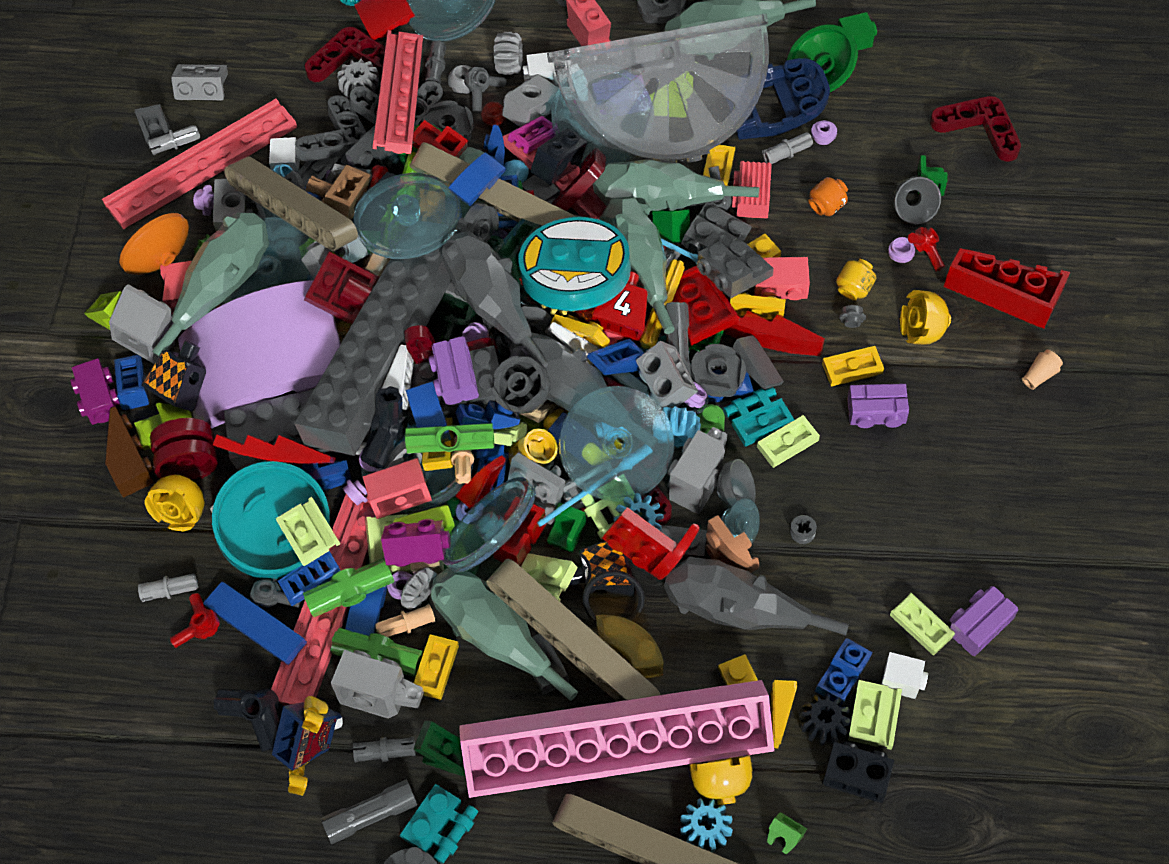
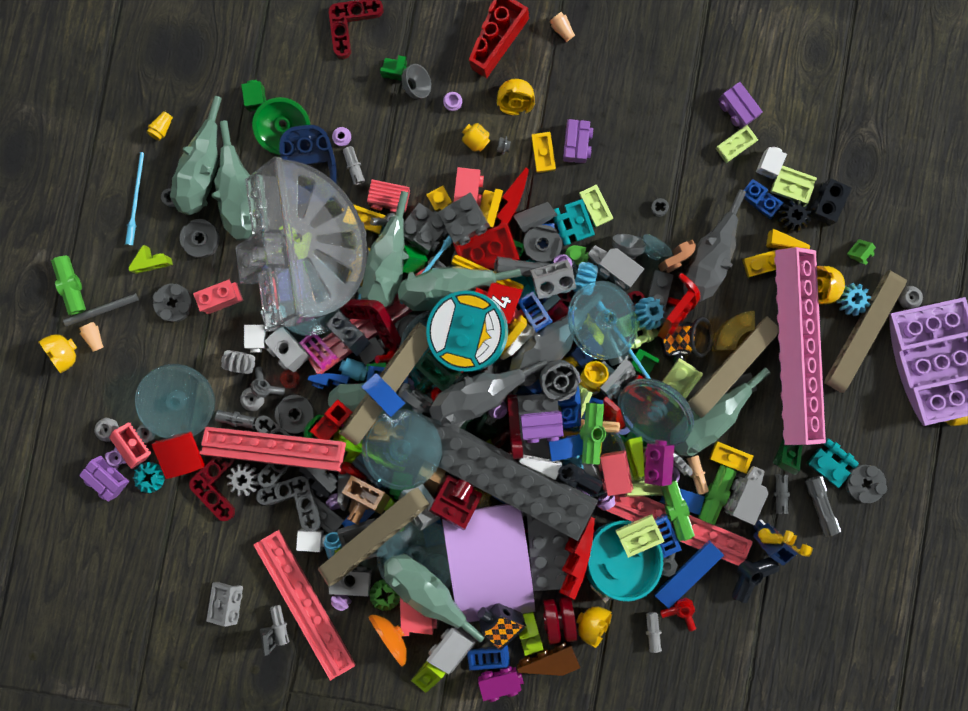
camera: 85 degrees left, 25 degrees up
(828, 196) = (402, 143): orange head -> none
(926, 240) = (450, 83): red piece -> none

